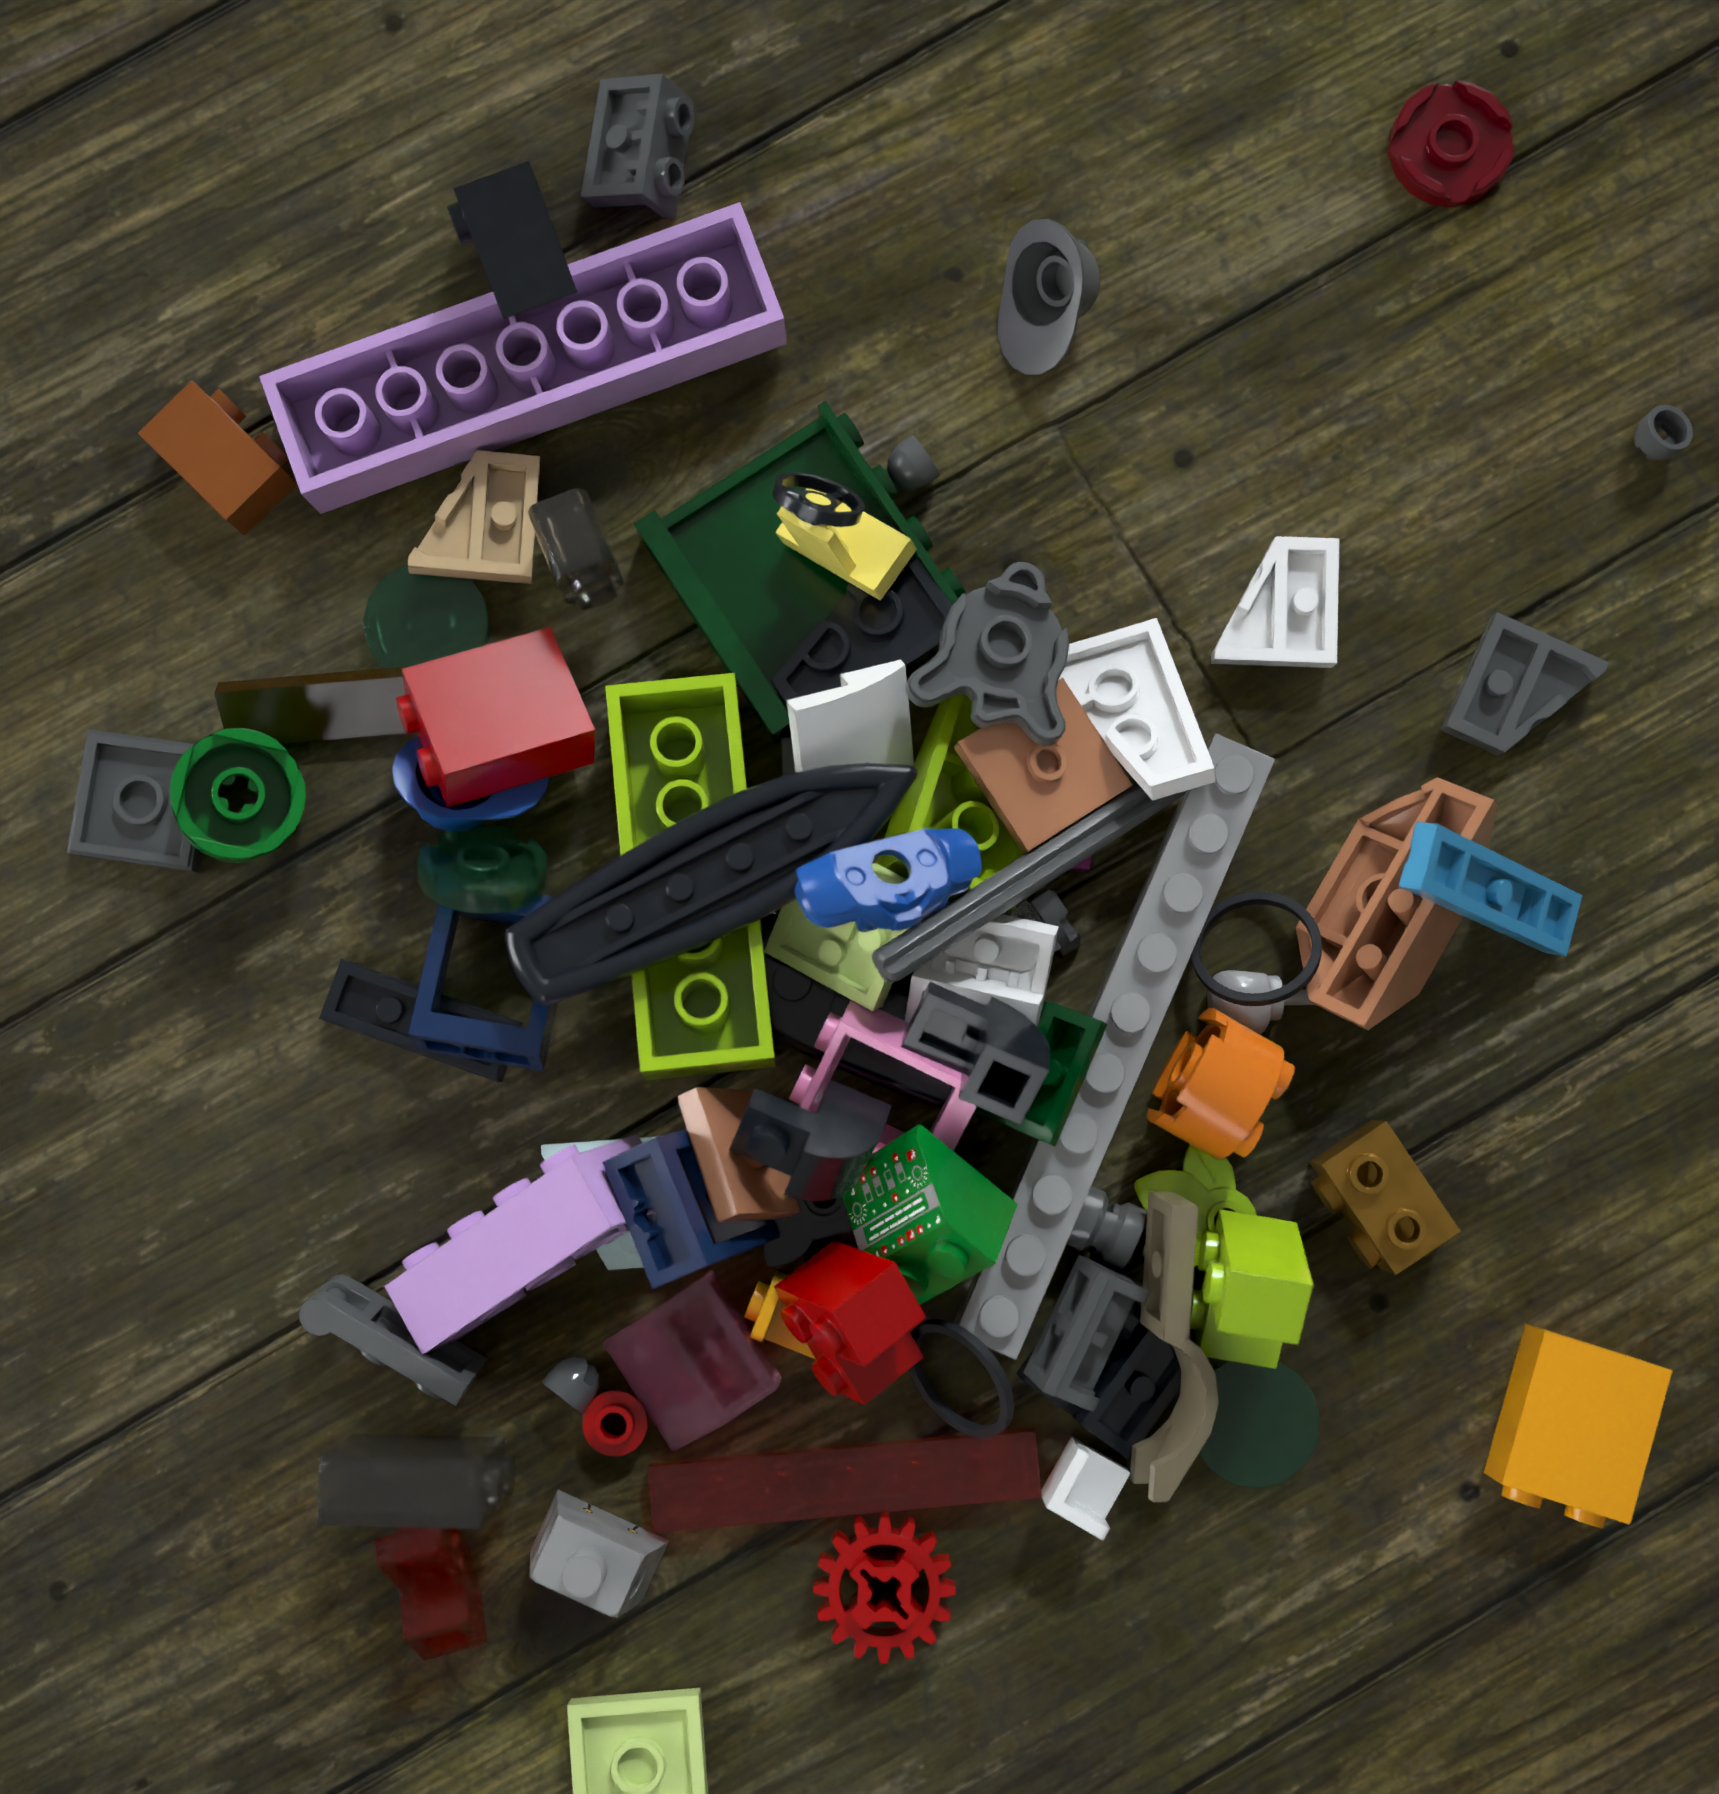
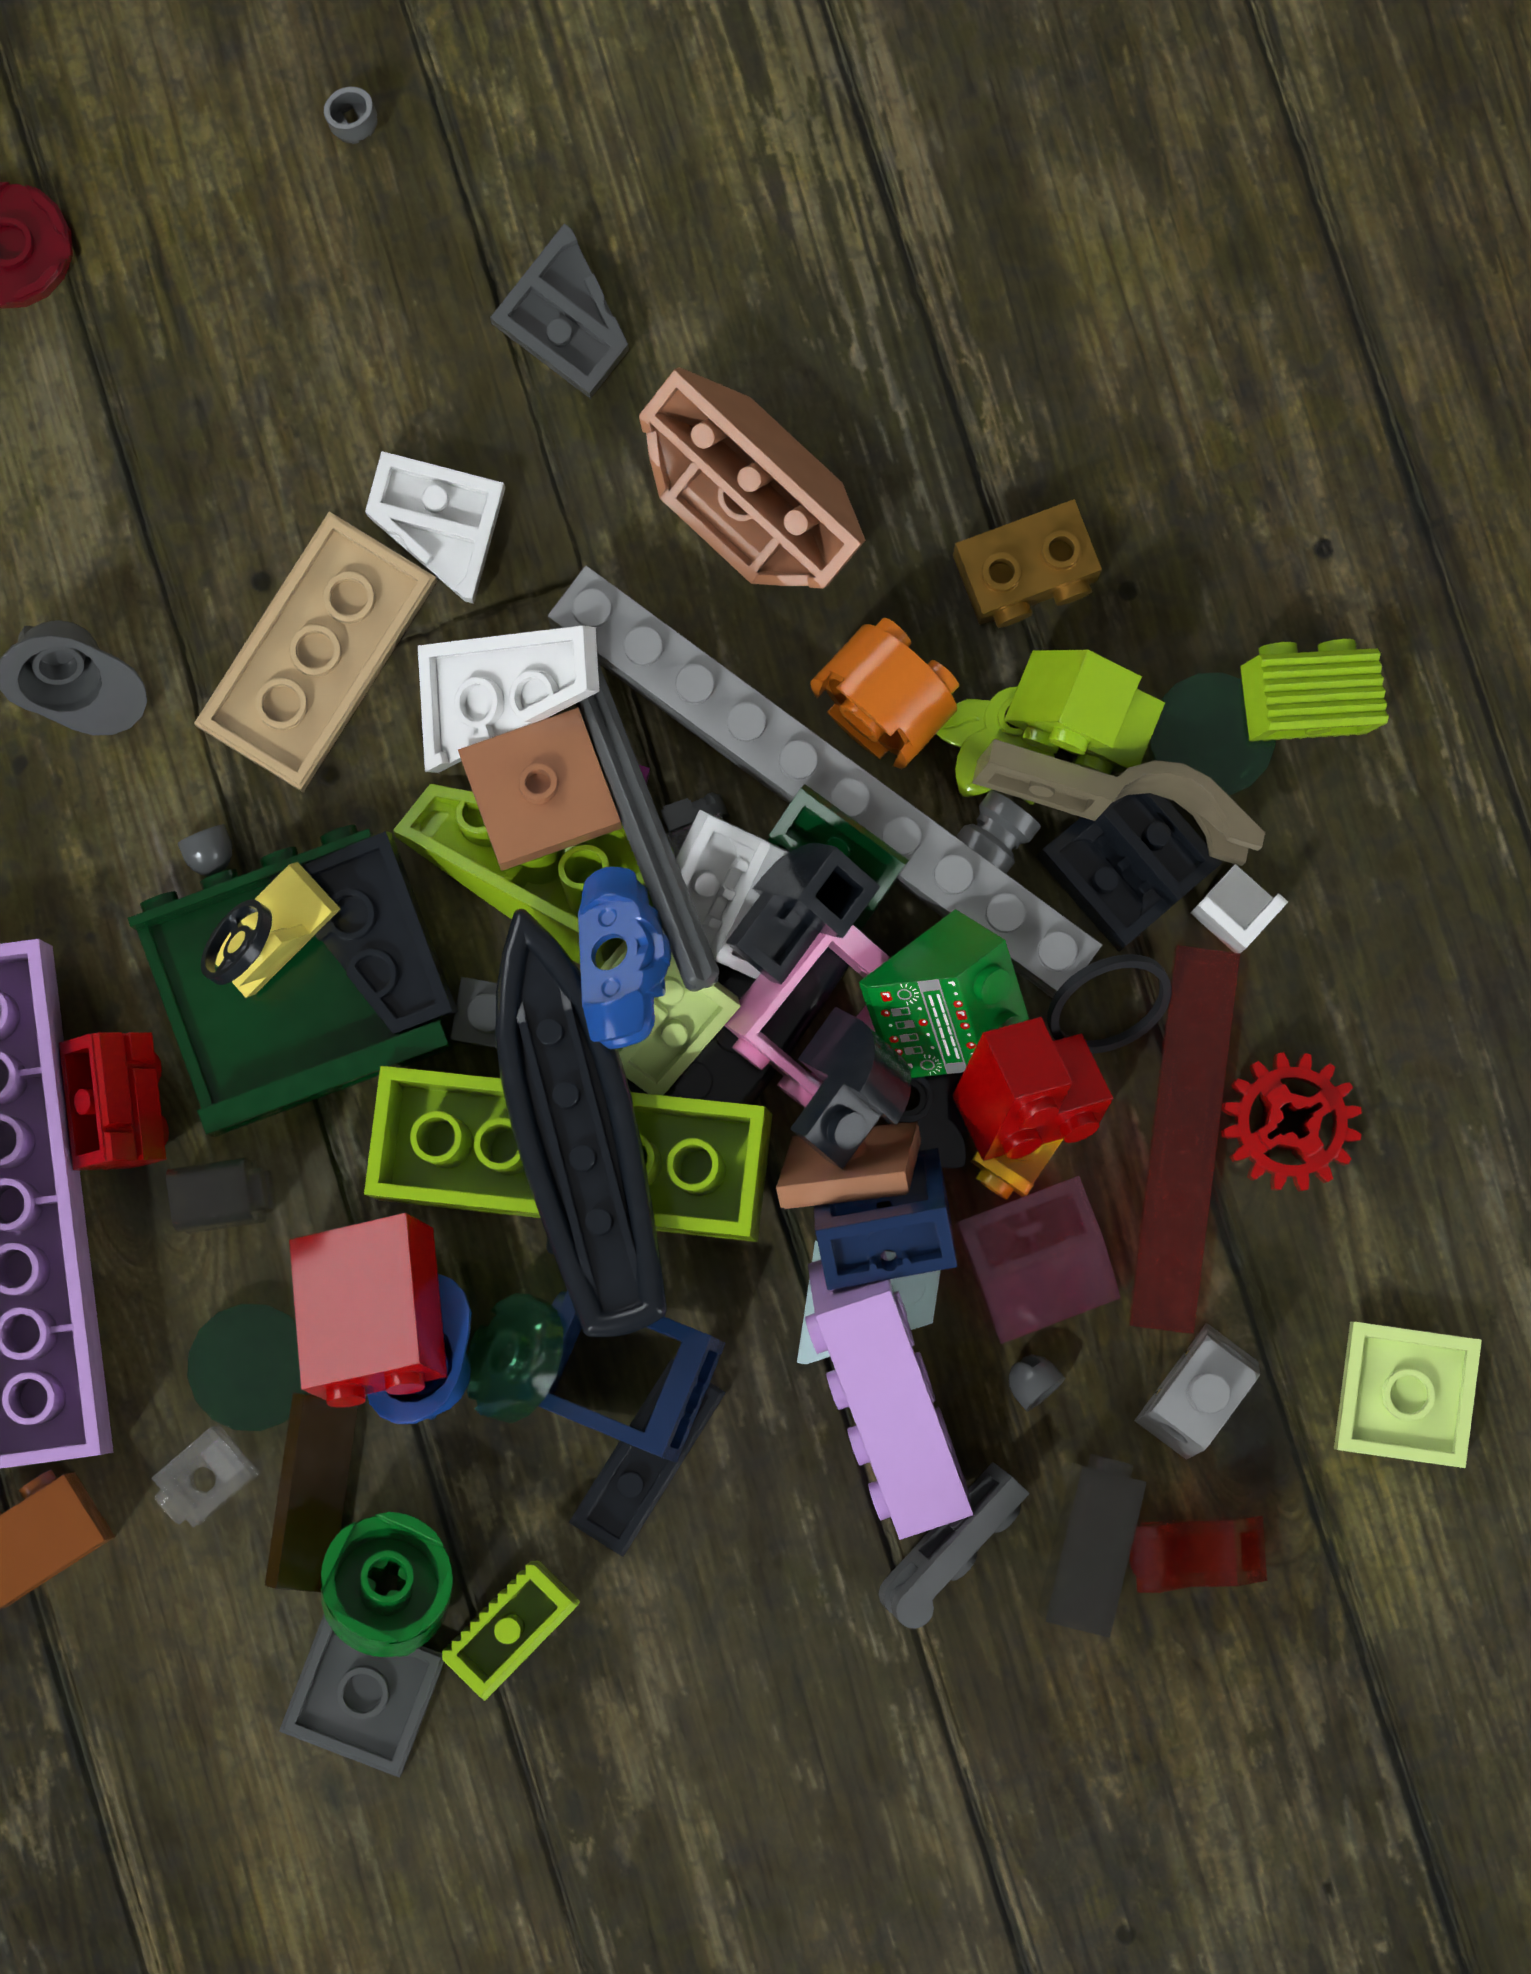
camera: 80 degrees left, 0 degrees up
(221, 925) = (509, 1629): none -> lime brick
(292, 583) = (211, 1450): none -> clear brick
(484, 523) = (165, 1283): tan wing -> none
(632, 1411) = (1060, 1348): red plate -> none
(648, 431) = (113, 1100): none -> red brick
(855, 722) = (457, 960): white slope -> none
(1003, 654) = (423, 801): dark grey tile -> none
(1082, 1332) = (1090, 876): dark grey hinge -> none
(1128, 524) = (316, 651): none -> tan tile
(1253, 1017) = (809, 641): light grey piece -> none
(1279, 994) = (813, 623): black piece -> none
(1322, 1517) = (1313, 692): none -> lime brick
(1490, 889) = (759, 392): dark azure hinge -> none
(1576, 1427) = (1281, 435): light orange brick -> none

